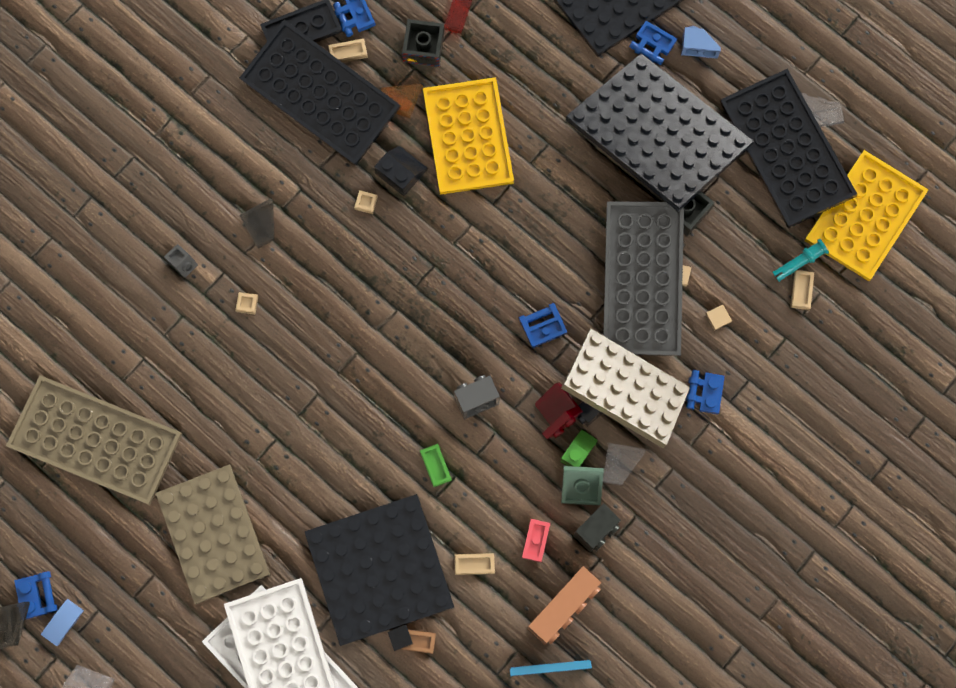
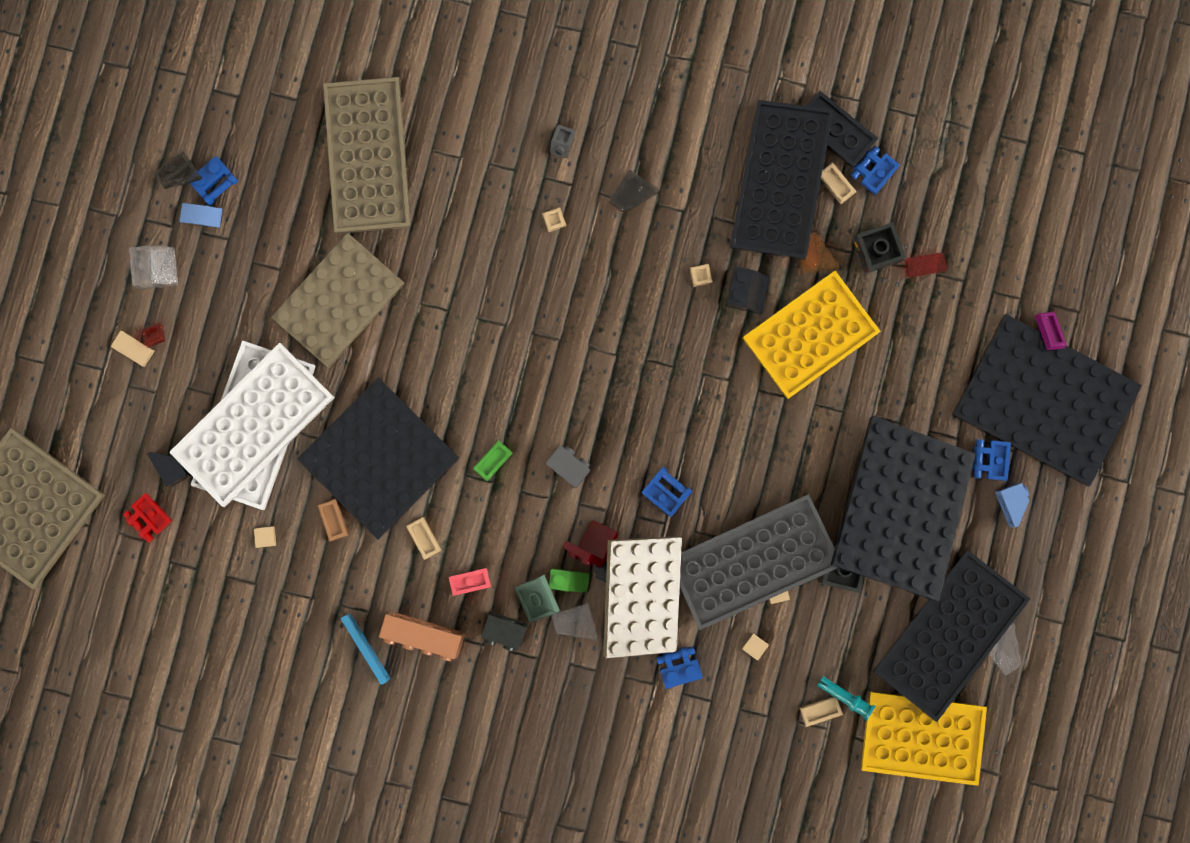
camera: 65 degrees right, 10 degrees up
(400, 638) = (327, 507): black slope -> none

